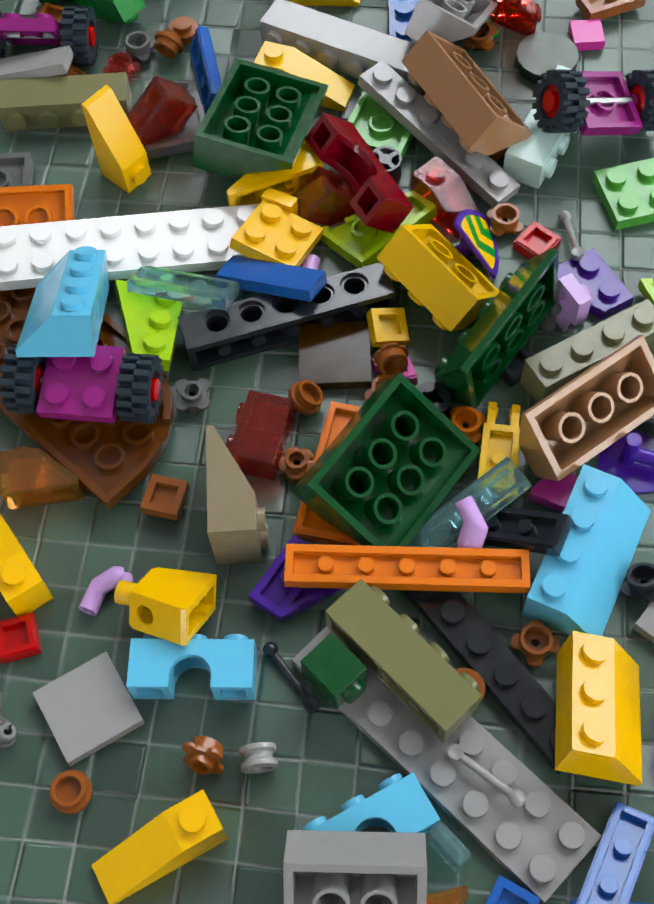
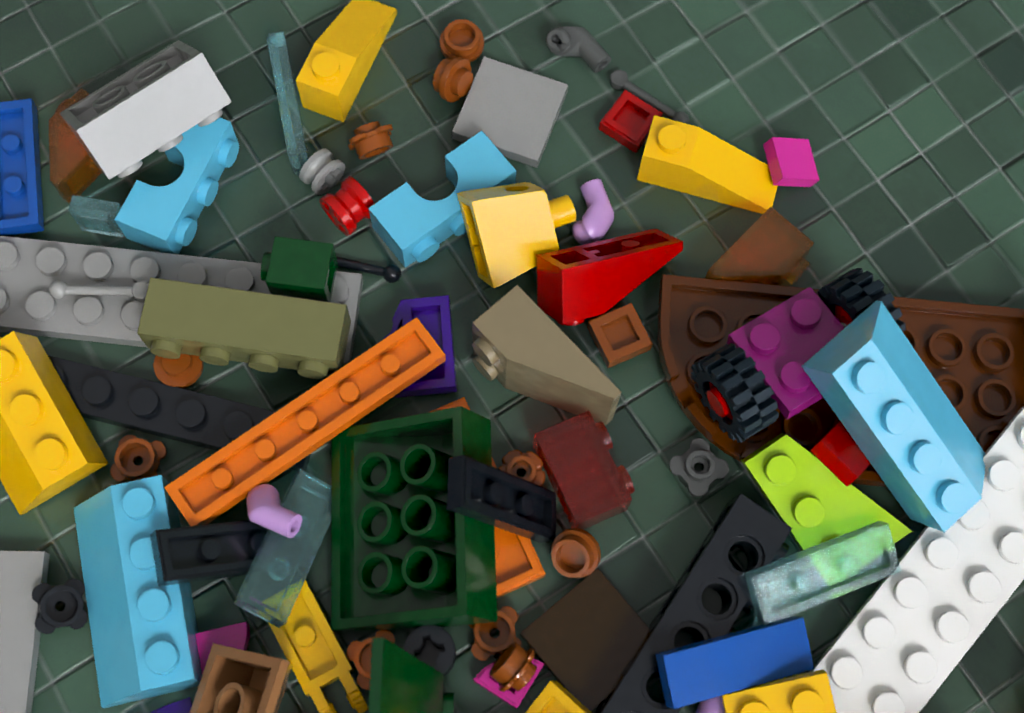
camera: 135 degrees right, 10 degrees up
(105, 759) = (453, 78): none -> dark orange plate
(114, 327) = (841, 454): none -> red tile
(137, 536) = (599, 274): none -> red slope
(238, 835) = (288, 101): none -> clear light blue tile
(261, 714) = (347, 205): none -> red wheel
(326, 431) = (501, 499): none -> black tile

